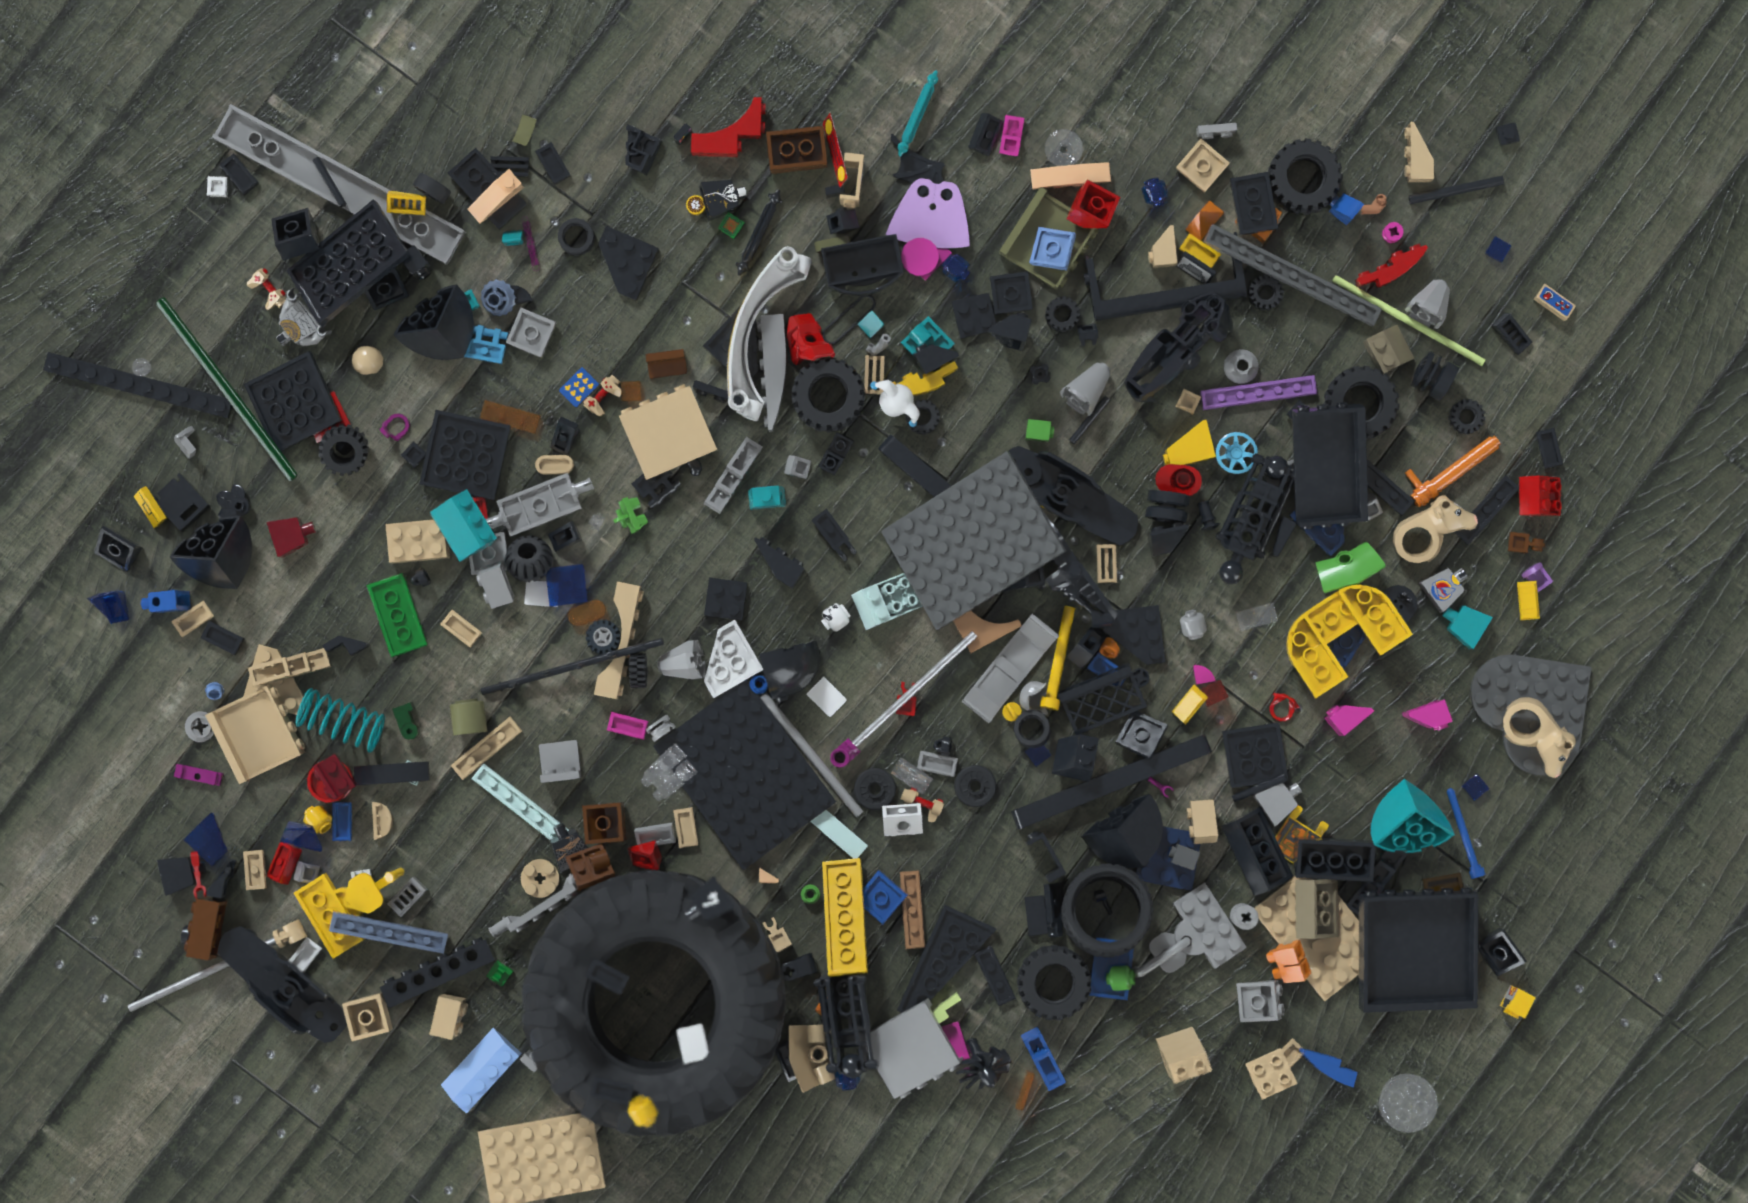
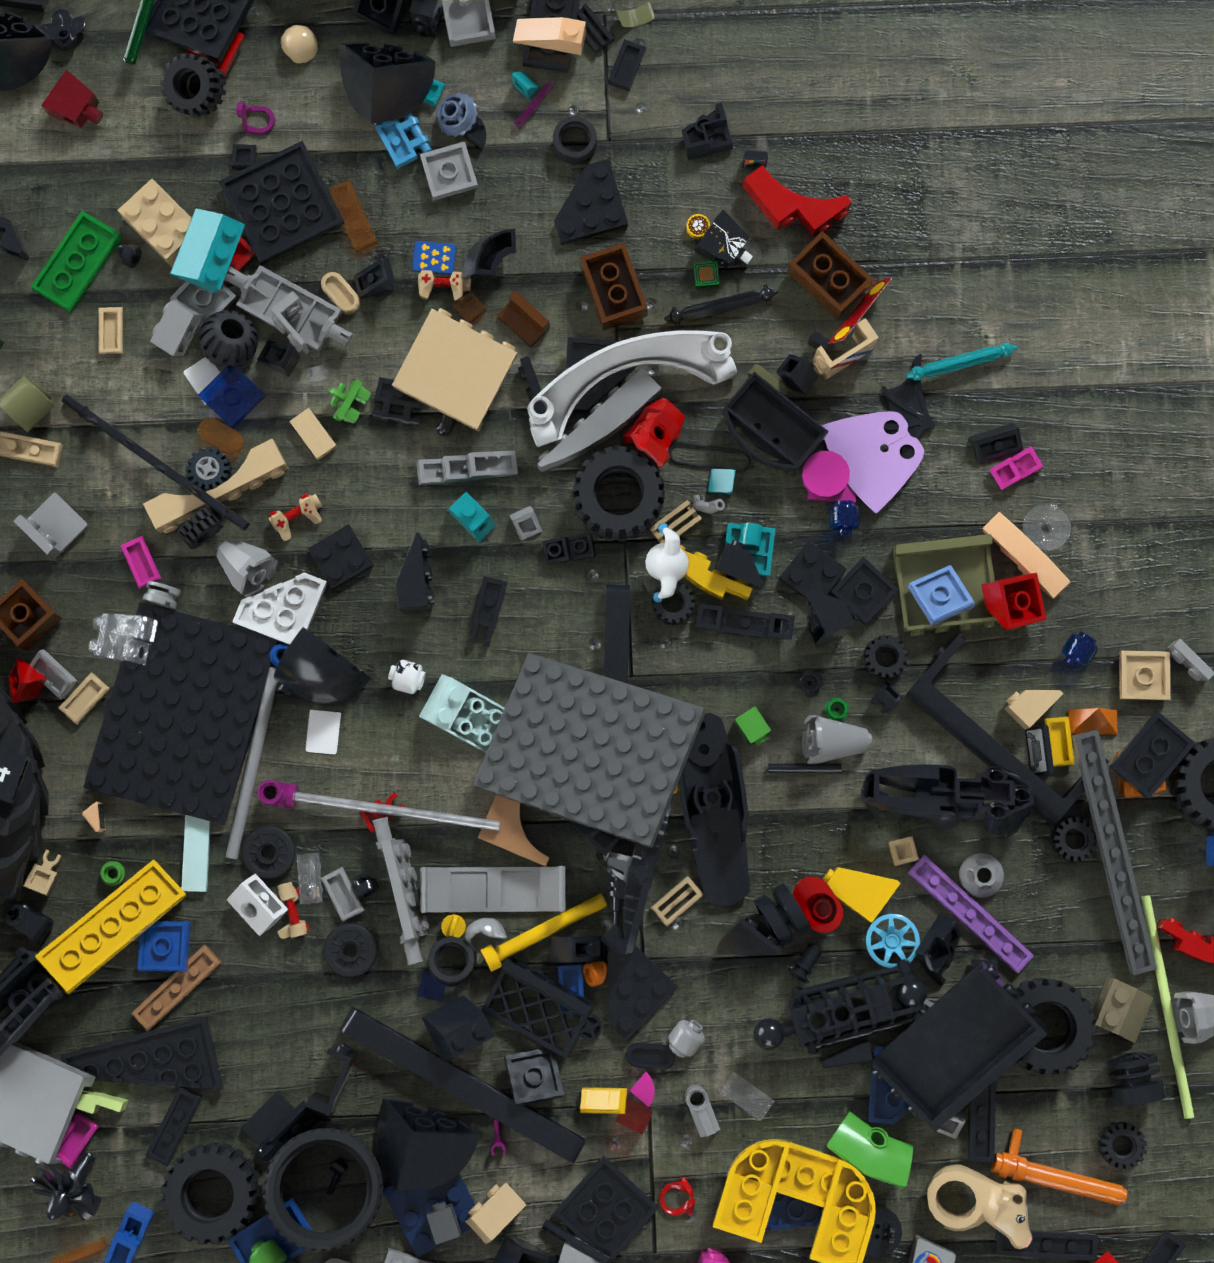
camera: 45 degrees right, 5 degrees down
(545, 505) = (289, 309): none -> light grey bracket
(608, 351) = (487, 253): none -> black brick
(632, 554) = (313, 434): none -> tan tile
(677, 593) = (308, 507): none -> tan piece
(693, 290) = (613, 286): none -> reddish brown brick
(971, 382) = (745, 622): none -> black slope
(972, 724) = (404, 889): none -> light grey plate
(1075, 370) = (830, 709): none -> green plate
(1186, 655) = (650, 1056): none -> black tile
(1244, 651) = (702, 1112): none -> light grey piece
(1263, 428) = (938, 947): none -> black slope

